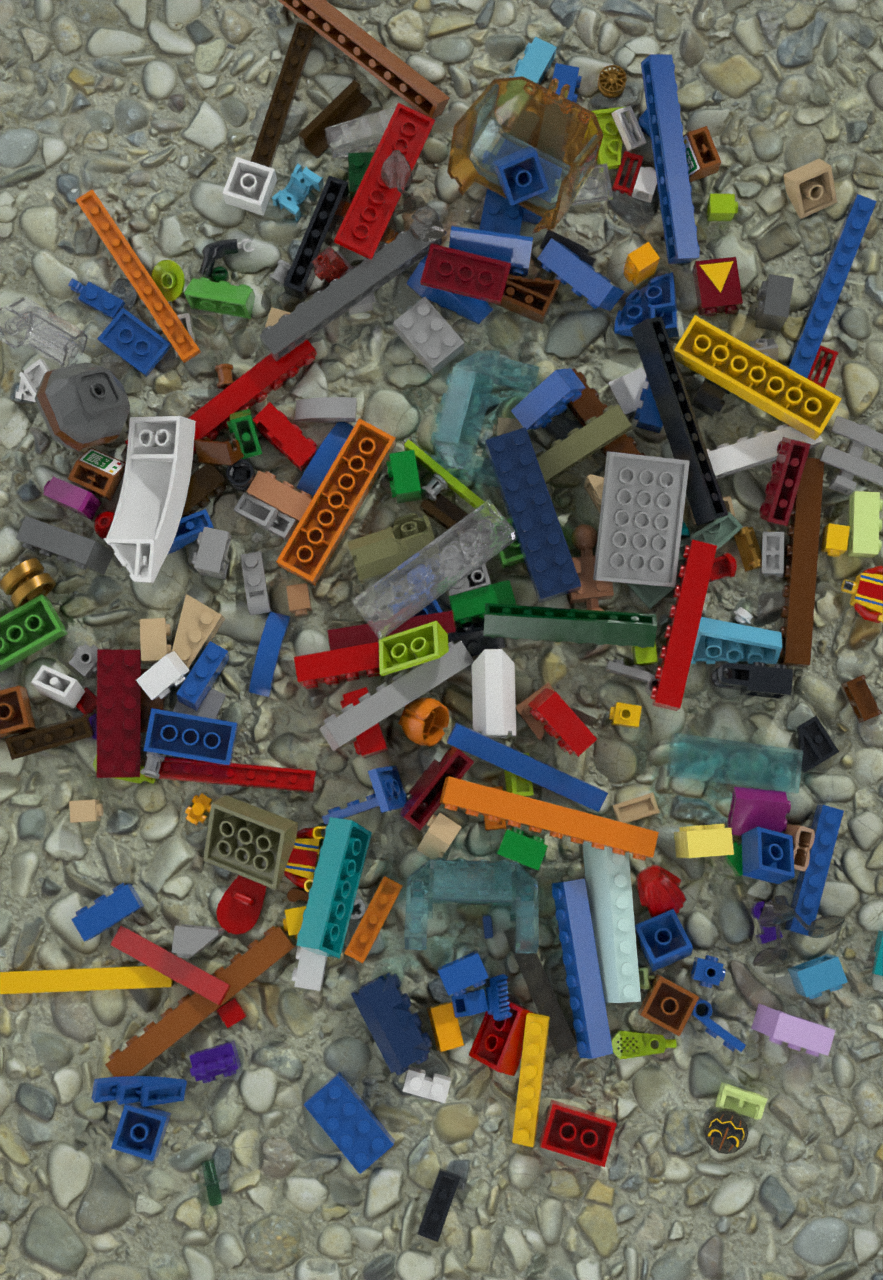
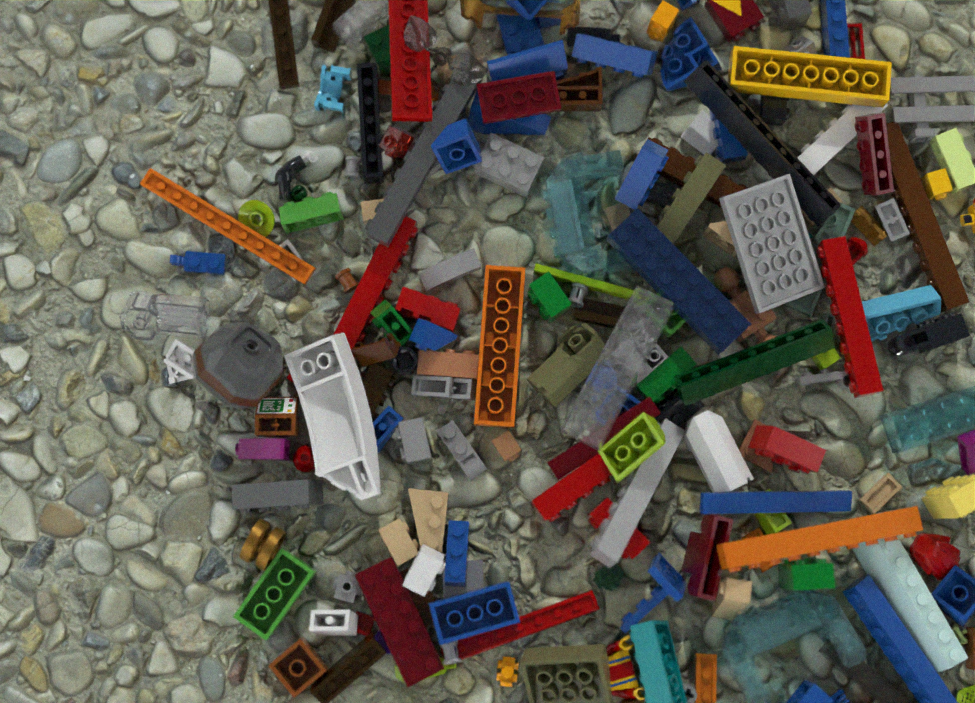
camera: 30 degrees left, 0 degrees up
(134, 342) = (252, 286): blue plate -> none
(249, 186) = (289, 103): white brick -> none
(268, 654) = (503, 506): blue slope -> none
(275, 461) = (430, 335): none -> blue slope
(324, 458) = (470, 312): blue slope -> none
(336, 764) = (608, 577): none -> clear green brick
(384, 294) = (456, 147): none -> blue slope
(424, 721) = (668, 503): orange piece -> none
(487, 926) = (807, 655): dark blue tile -> none
(625, 715) = (834, 416): yellow brick -> none
(742, 616) = (891, 286): white plate -> none

